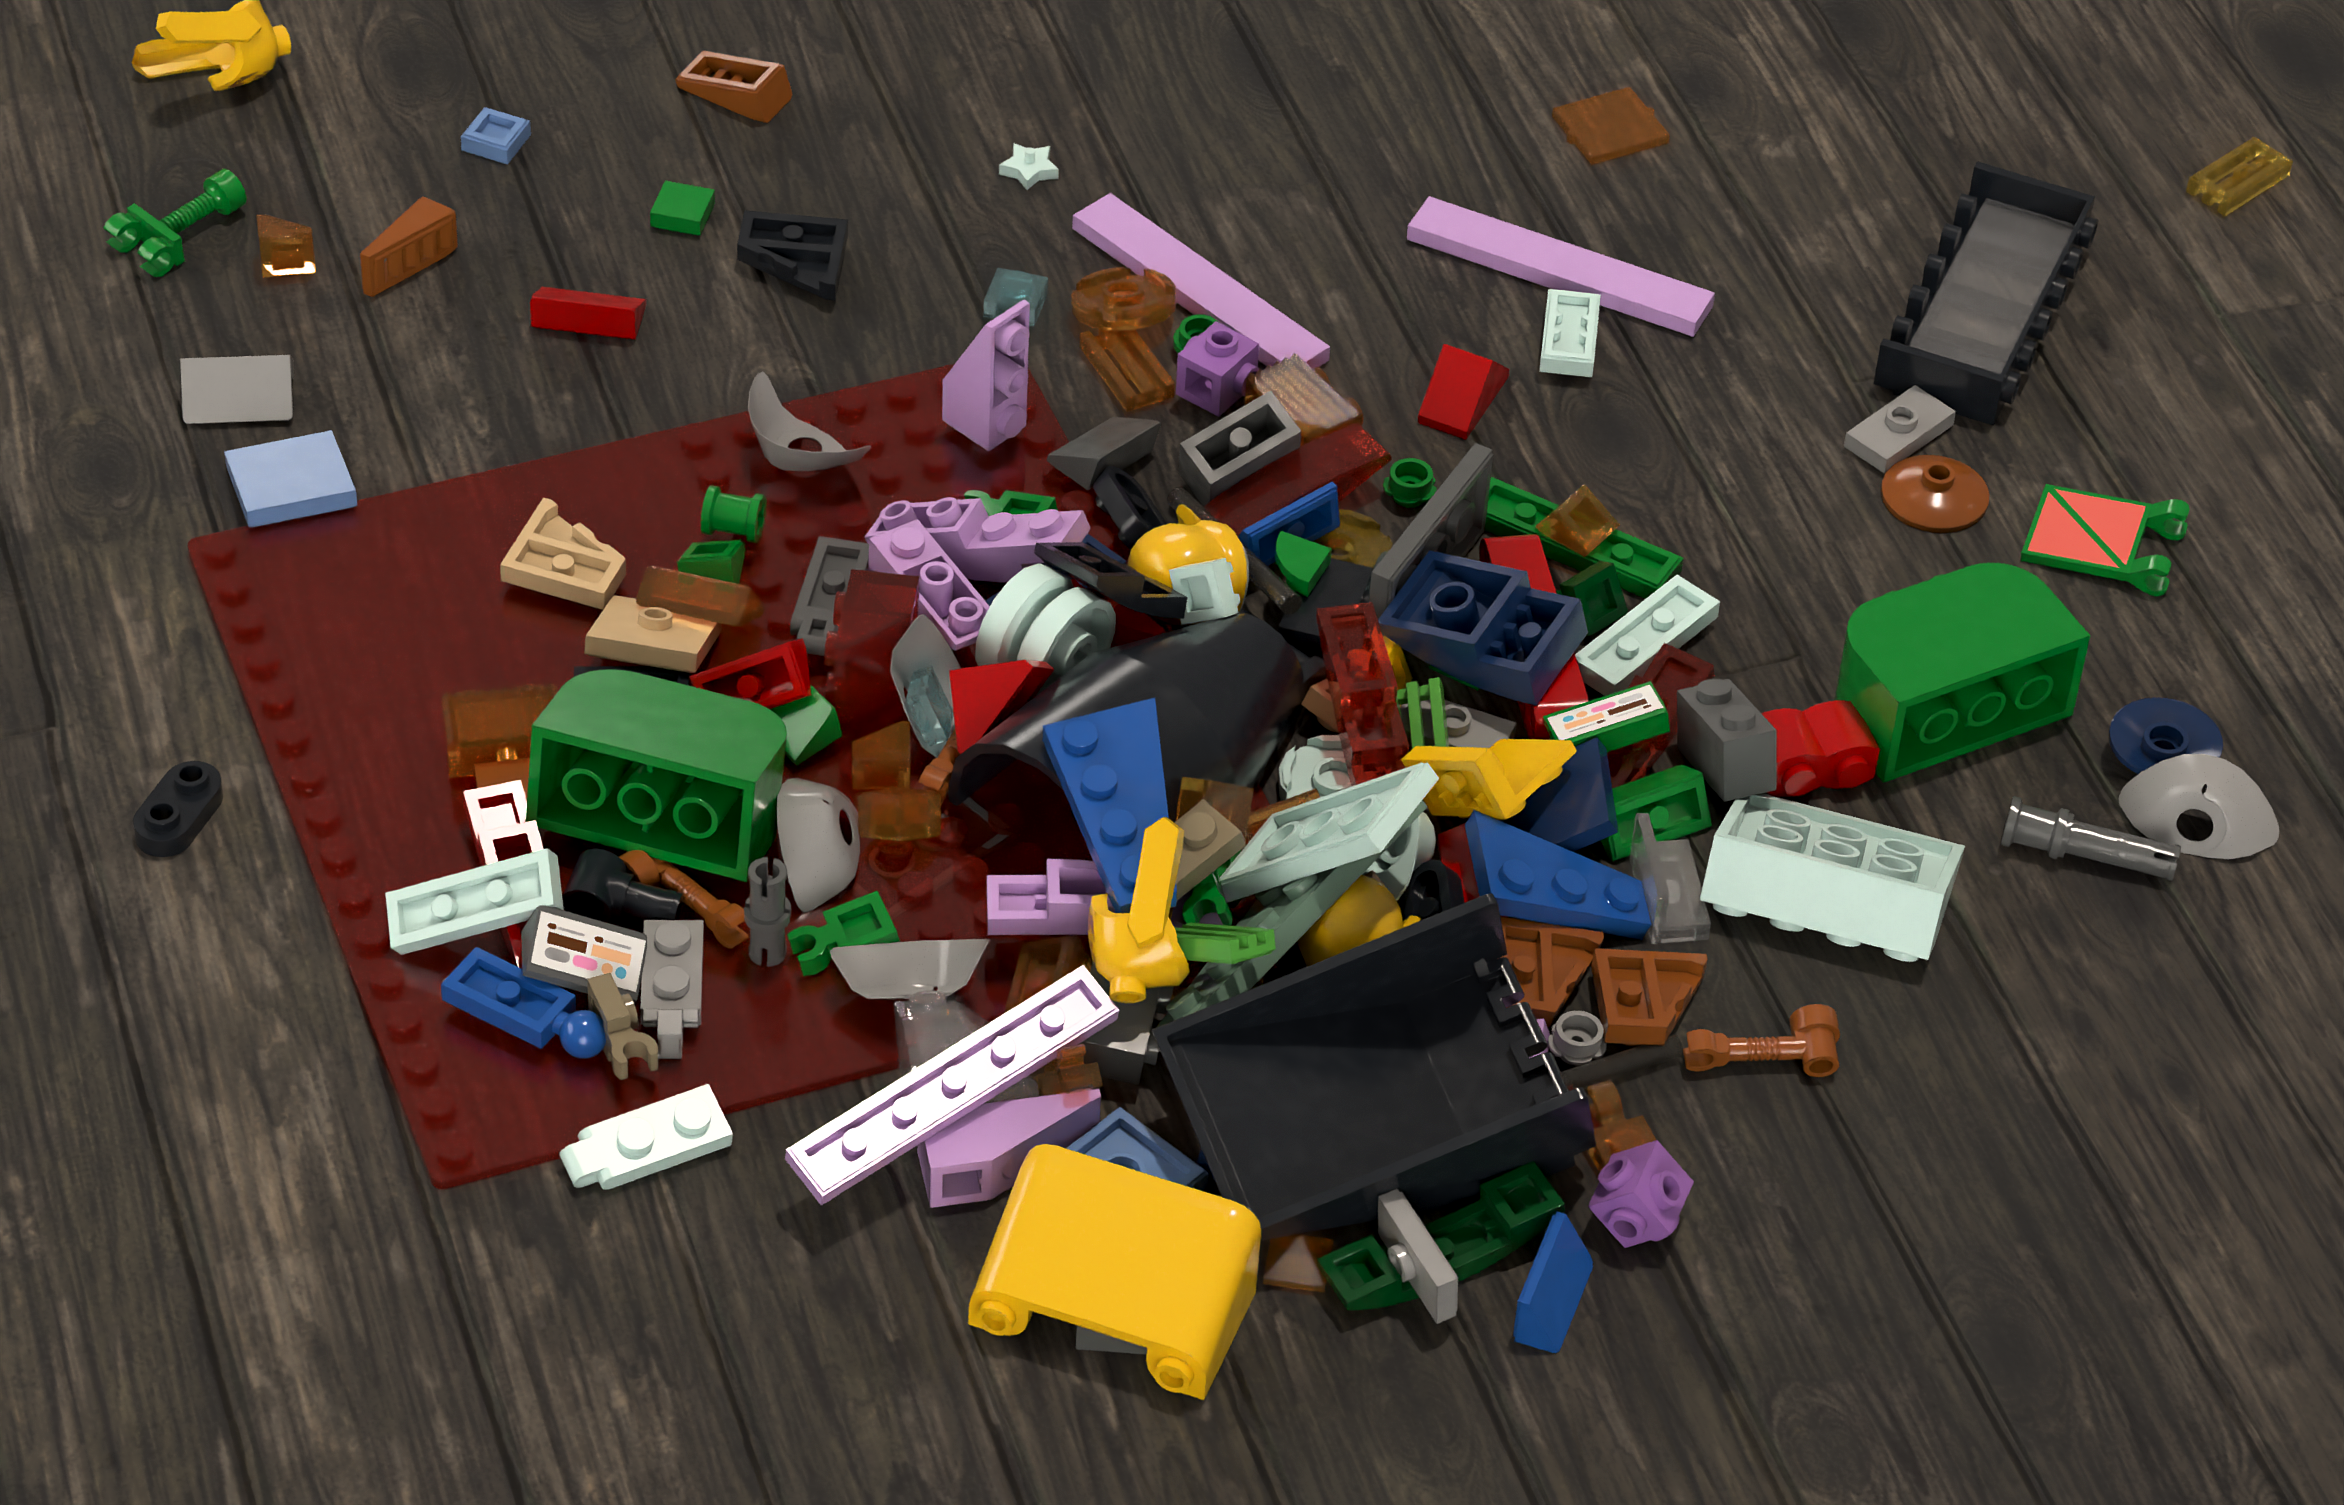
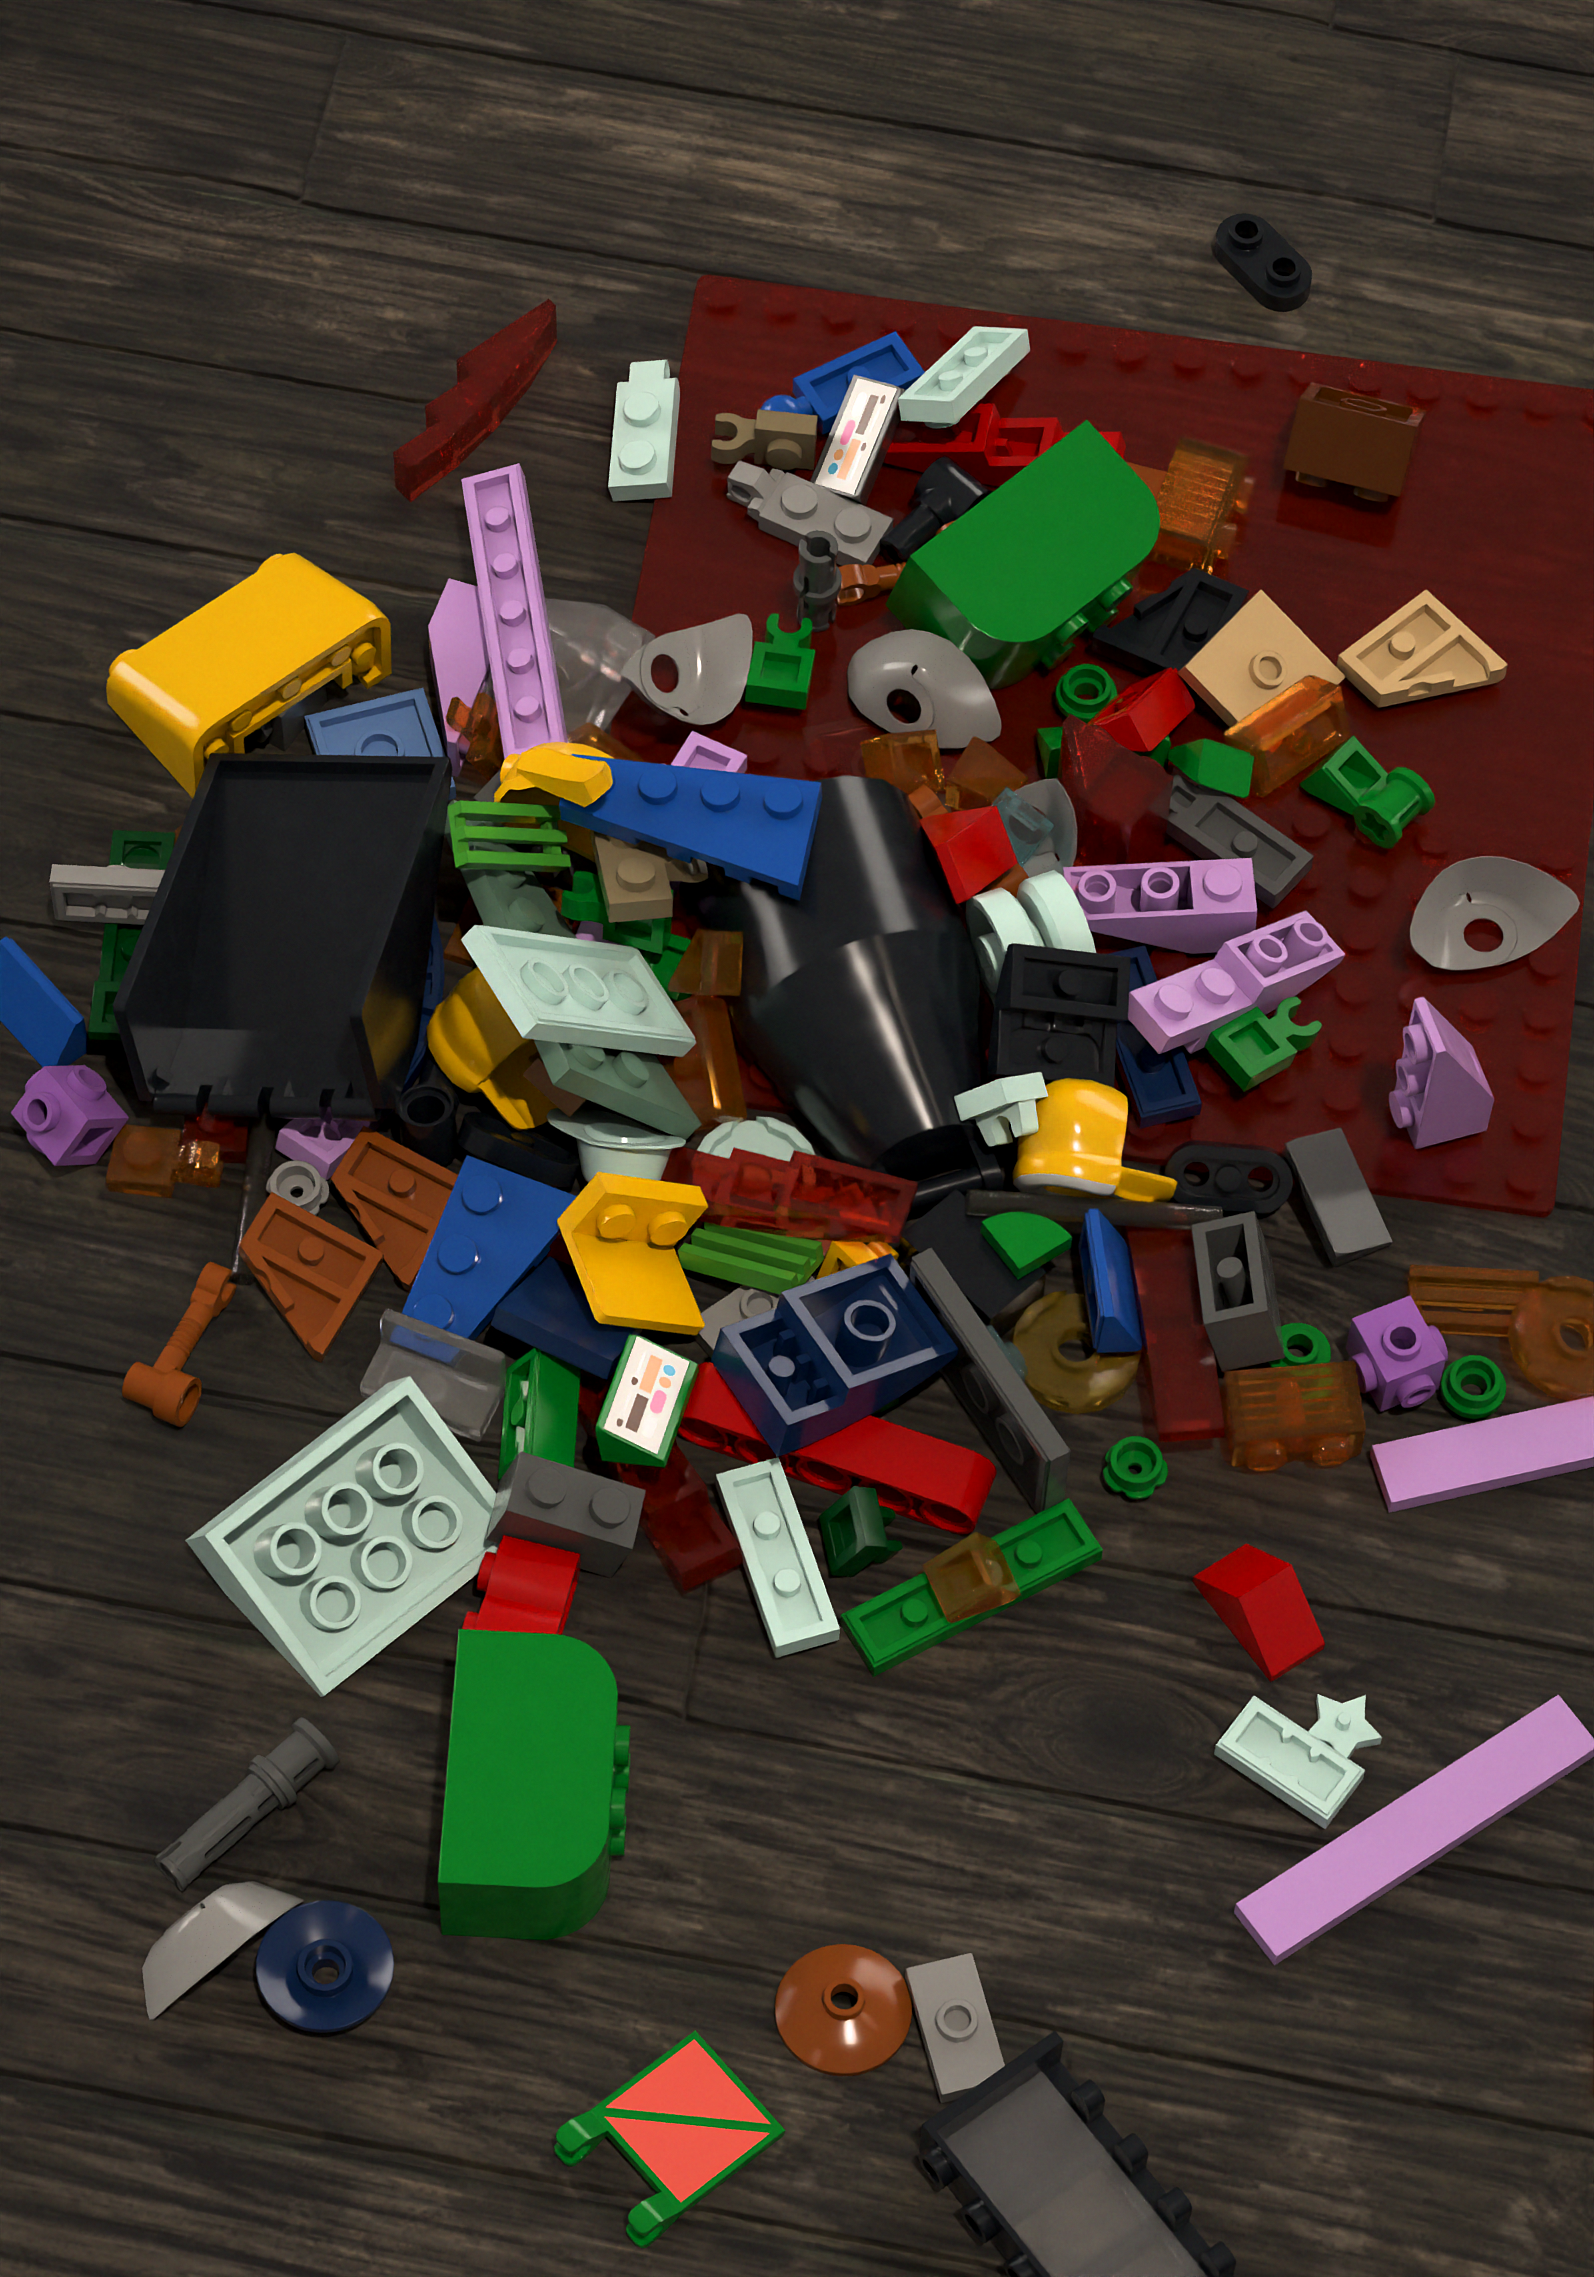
camera: 120 degrees right, 15 degrees up
(363, 657) = (1353, 441): none -> reddish brown slope
(677, 1258) = (488, 388): none -> clear red slope
(776, 617) = (1215, 766): none -> green slope
(1515, 327) = (1344, 1725): none -> light aqua piece

